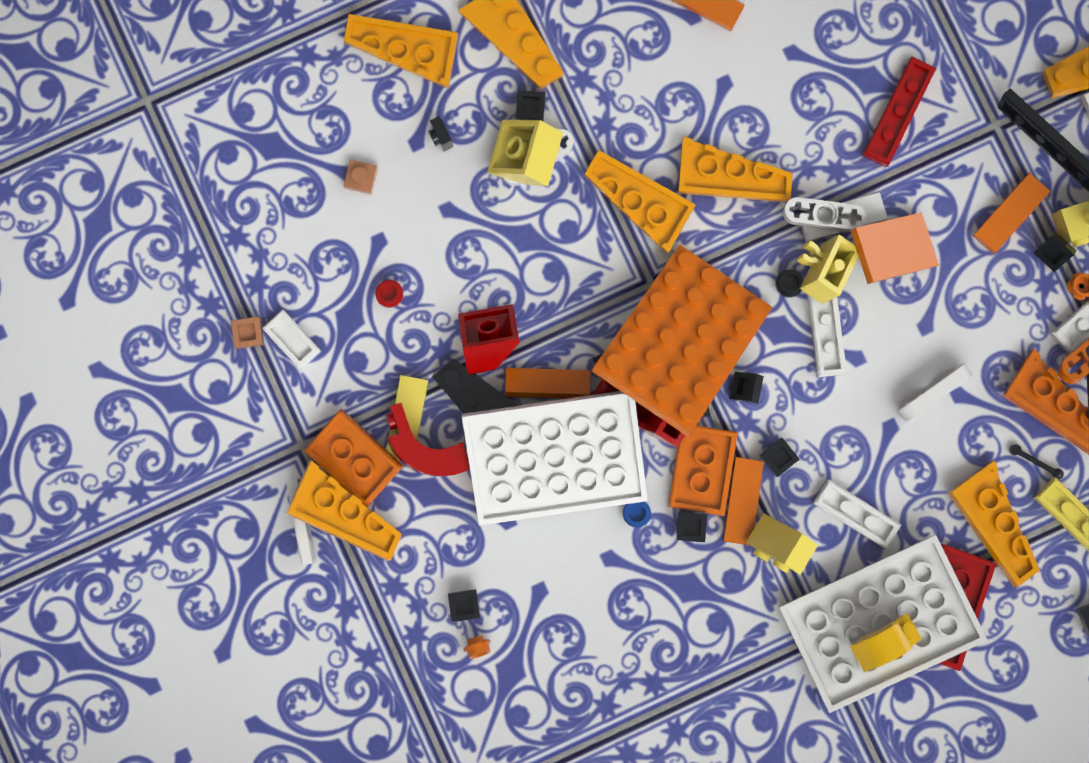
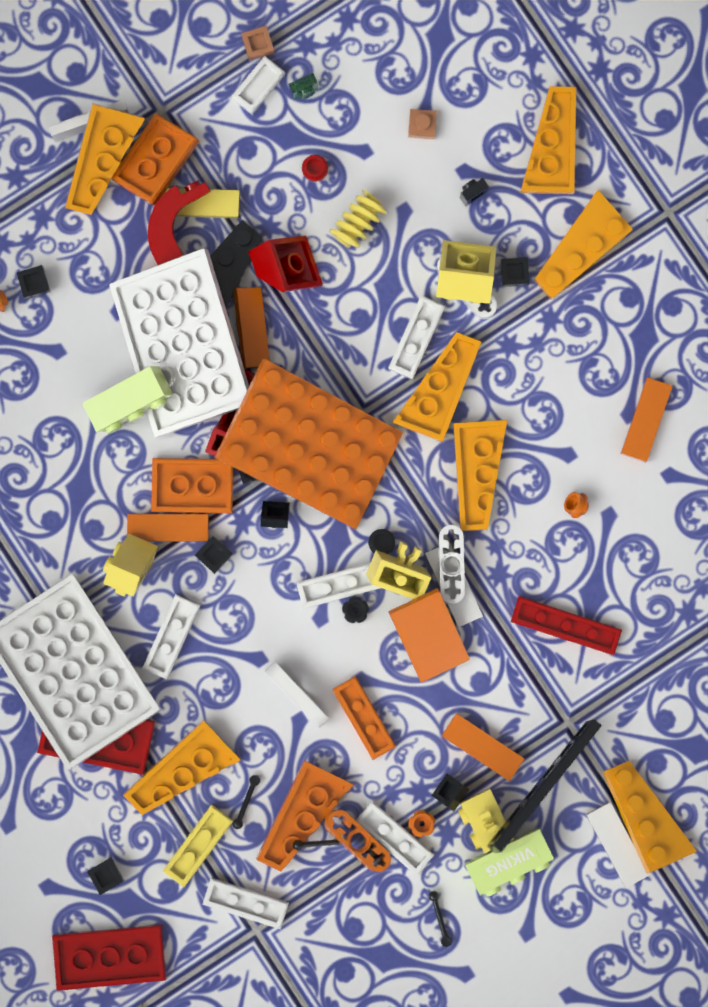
camera: 85 degrees right, 0 degrees up
(303, 291) = (303, 87): none -> clear green plate
(452, 255) = (358, 220): none -> light yellow piece
(582, 216) = (416, 337): none -> white tile
(607, 521) = (128, 400): none -> yellowish green brick
(636, 514) = (141, 430): blue tile -> none
(691, 527) = (136, 481): black plate -> none
(776, 86) = (576, 504): none -> orange plate
(860, 315) = (355, 602): none -> black plate
(886, 643) = (51, 673): yellow brick -> none
(966, 328) = (364, 718): none -> orange tile

